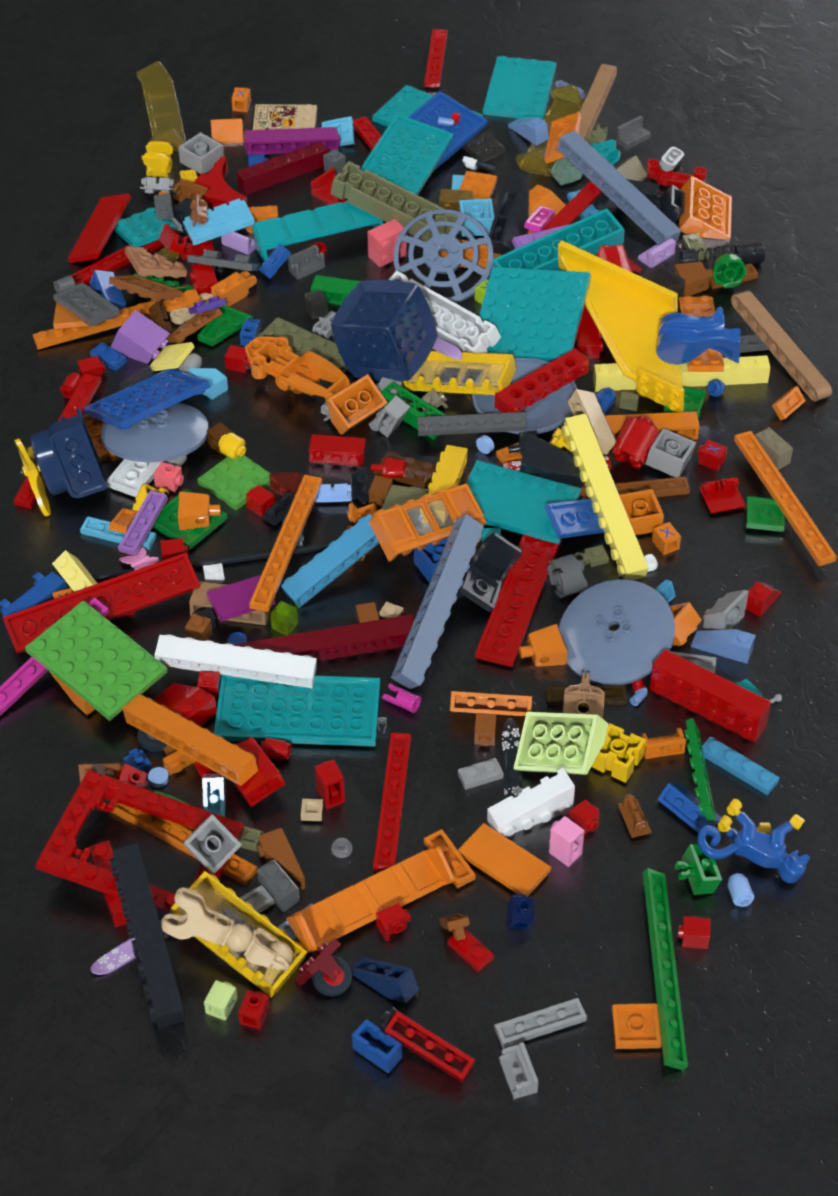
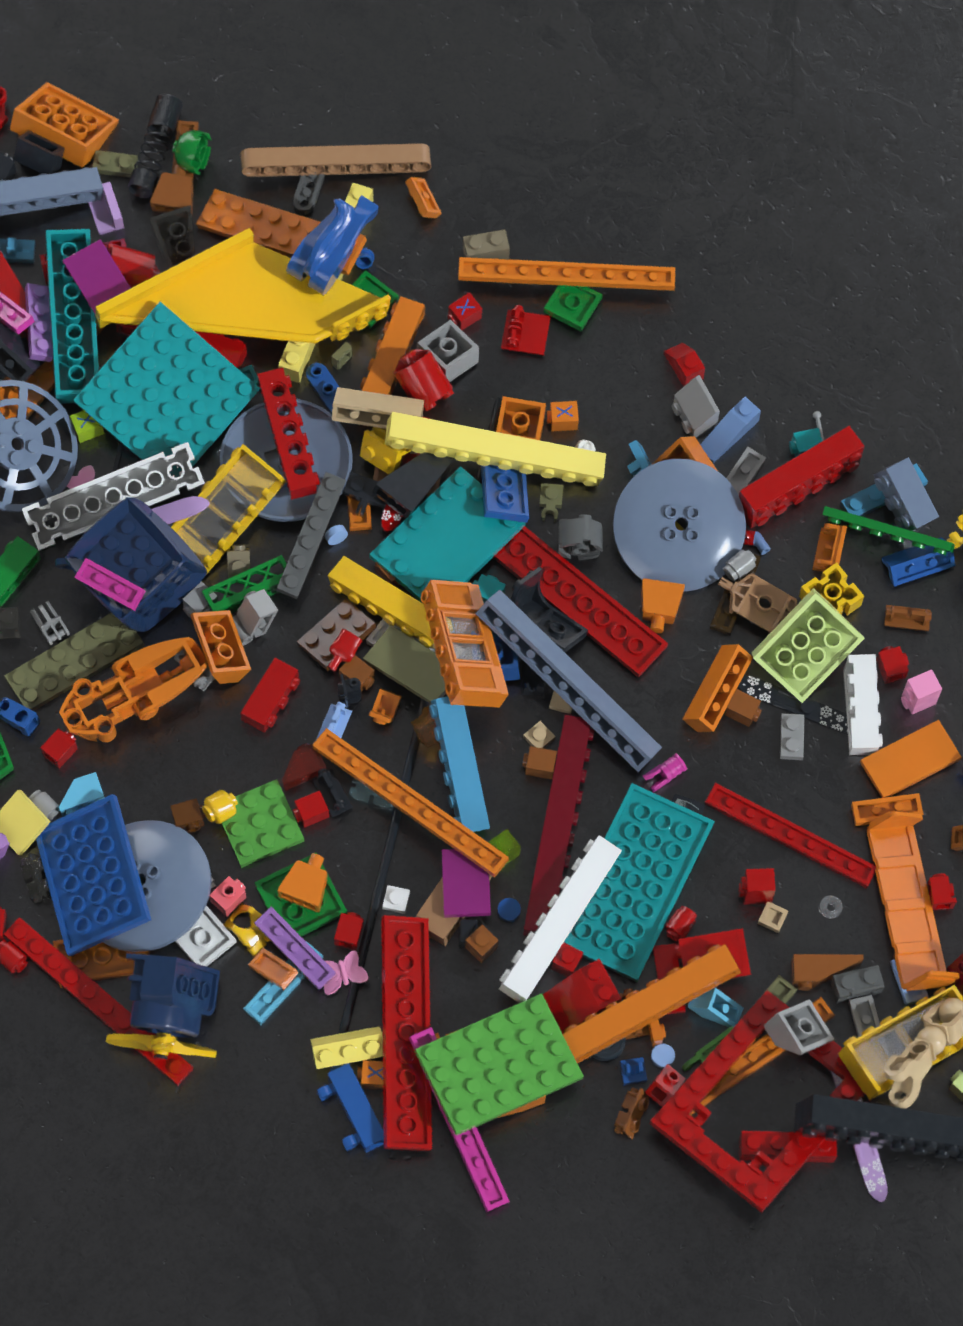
camera: 70 degrees left, 20 degrees up
(350, 304) = (110, 584): none -> dark pink plate
(594, 239) = (96, 274): none -> magenta tile
(607, 682) = (739, 565): none -> light grey brick
(661, 487) = (478, 399): dark orange tile -> none
(737, 766) = (905, 495): none -> sand blue brick

